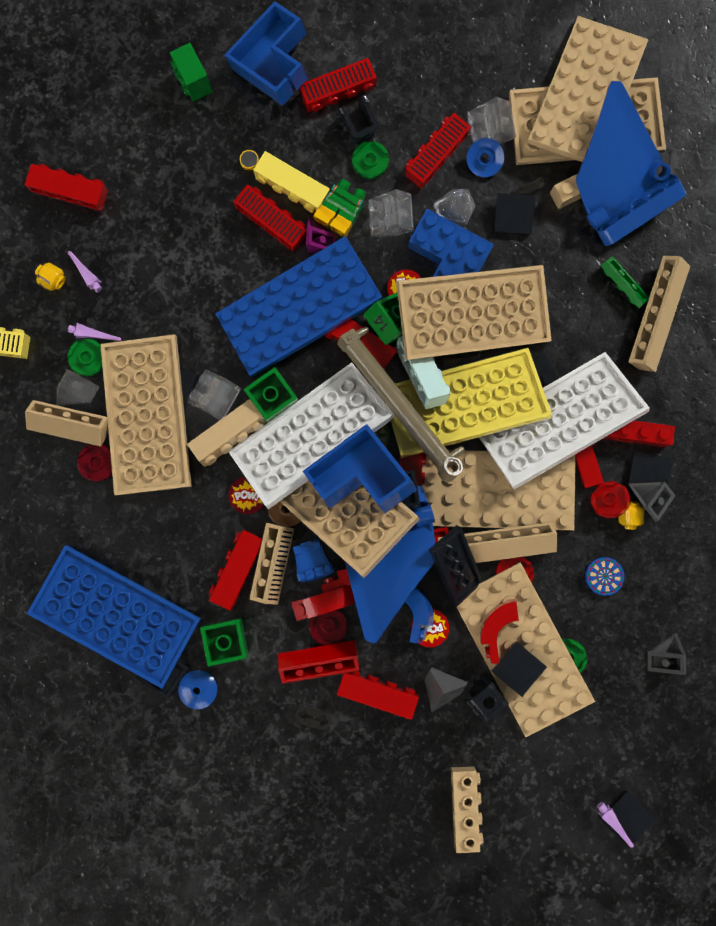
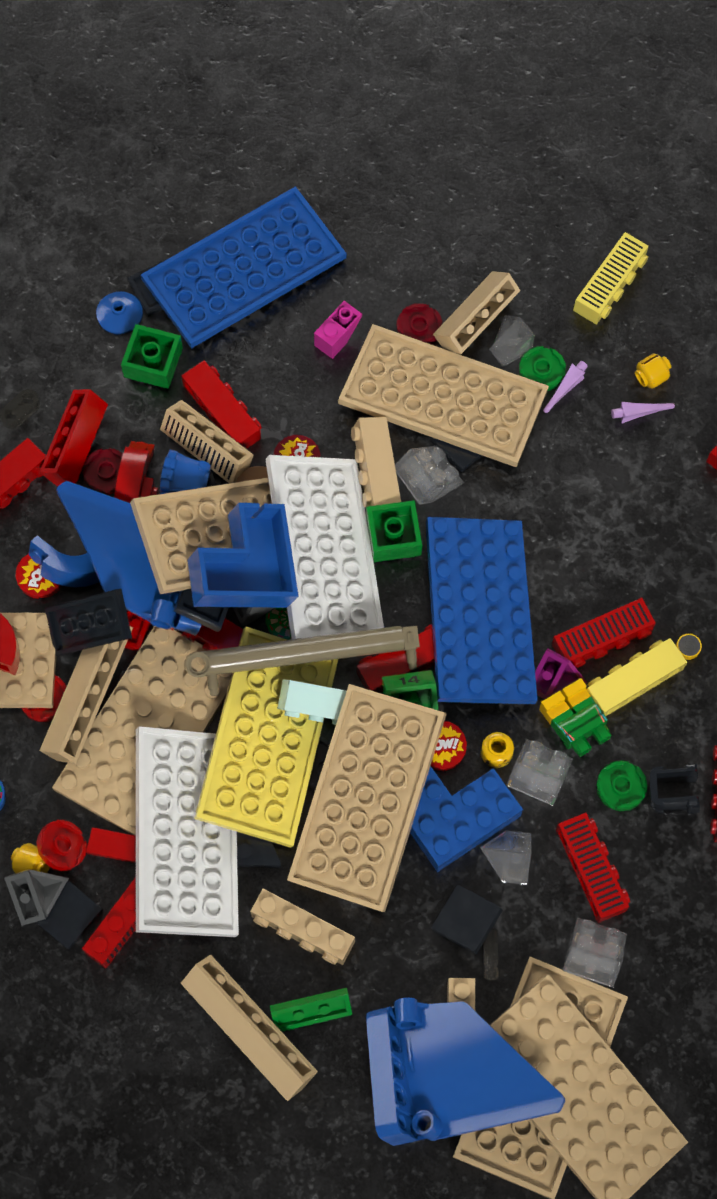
camera: 120 degrees right, 15 degrees down
(131, 517) = (337, 329): none -> dark pink slope
(392, 247) = (497, 749): none -> yellow head
(495, 157) = (548, 912): blue dish -> none
(577, 314) = (303, 927): none -> tan brick

